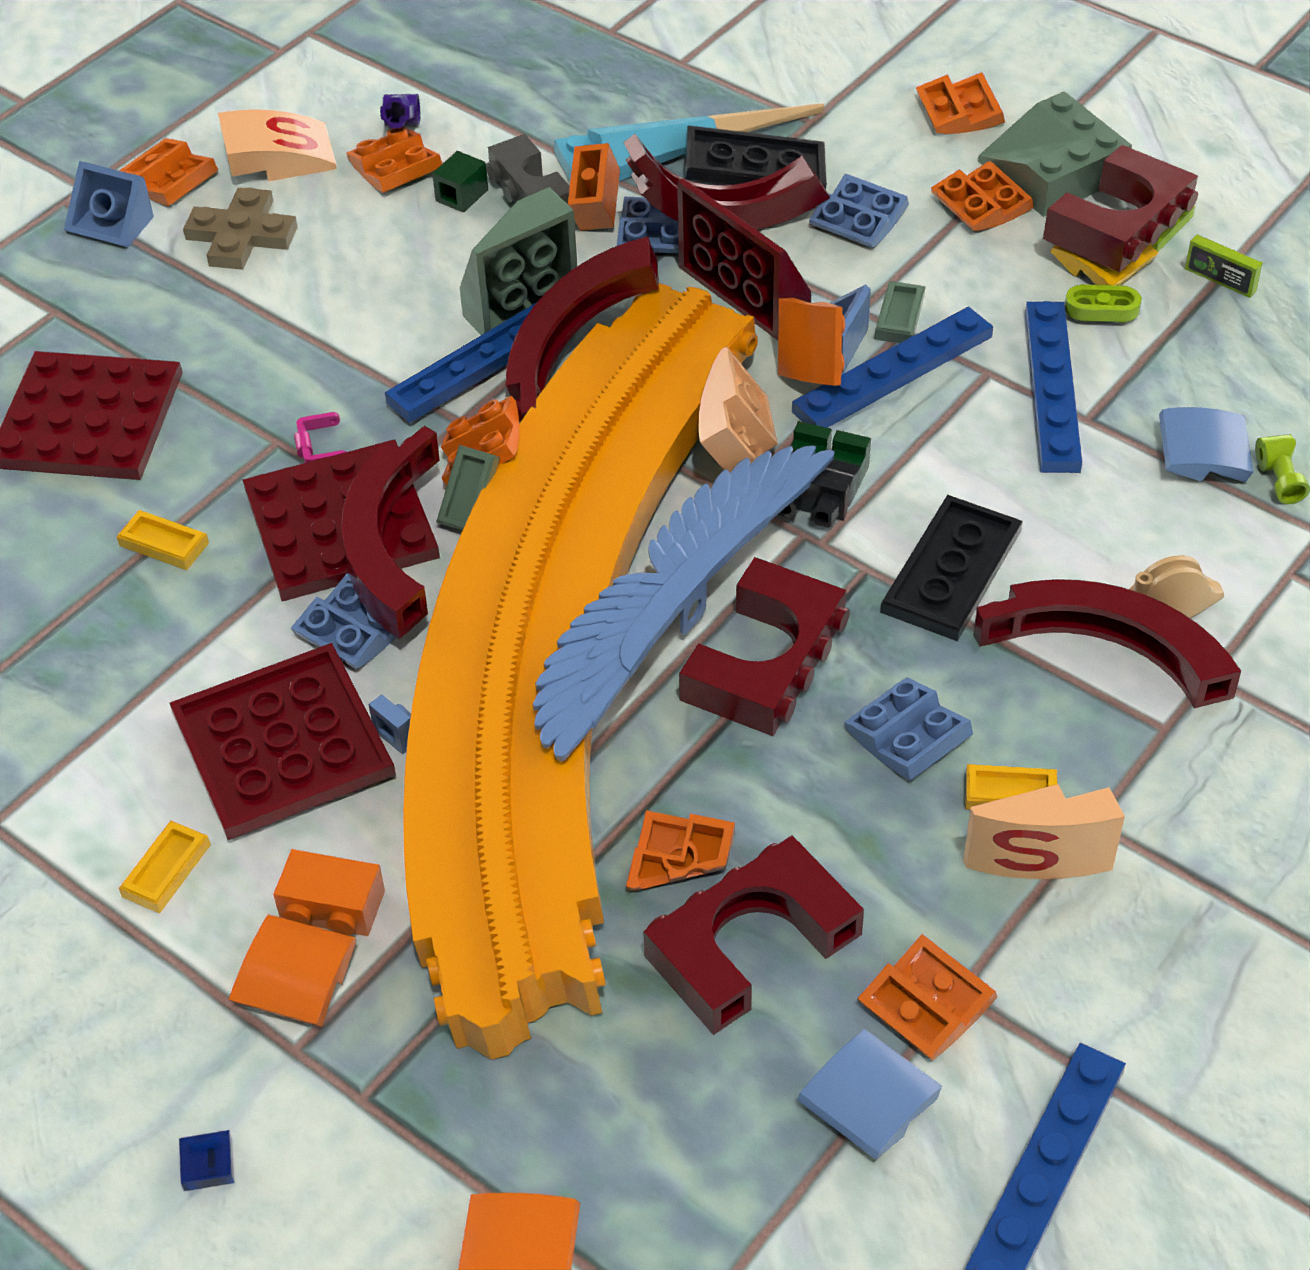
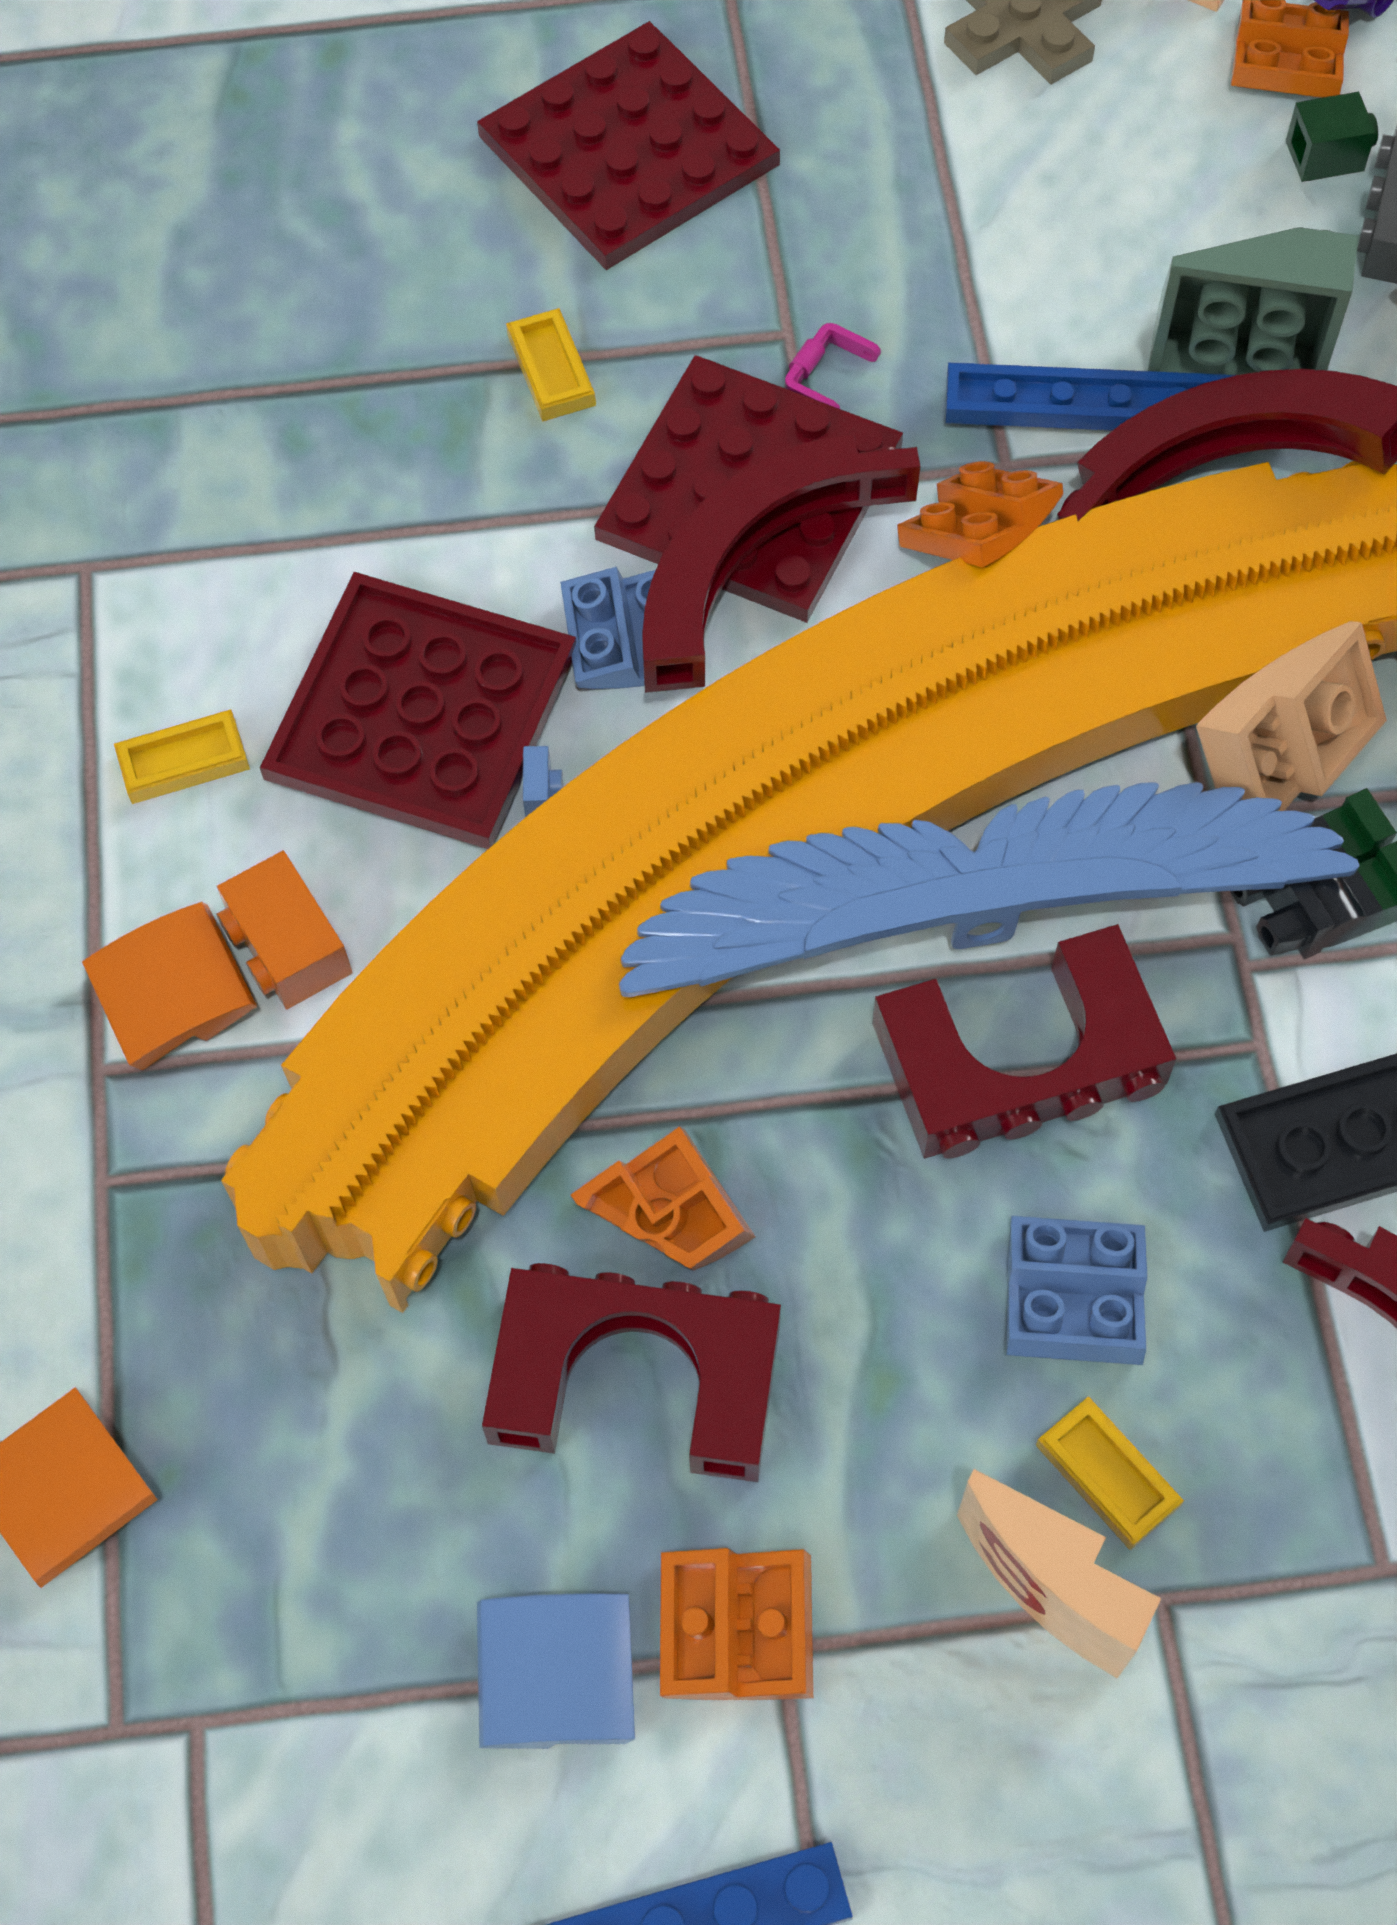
camera: 45 degrees right, 15 degrees up
(468, 476) = (912, 551): sand green tile -> none

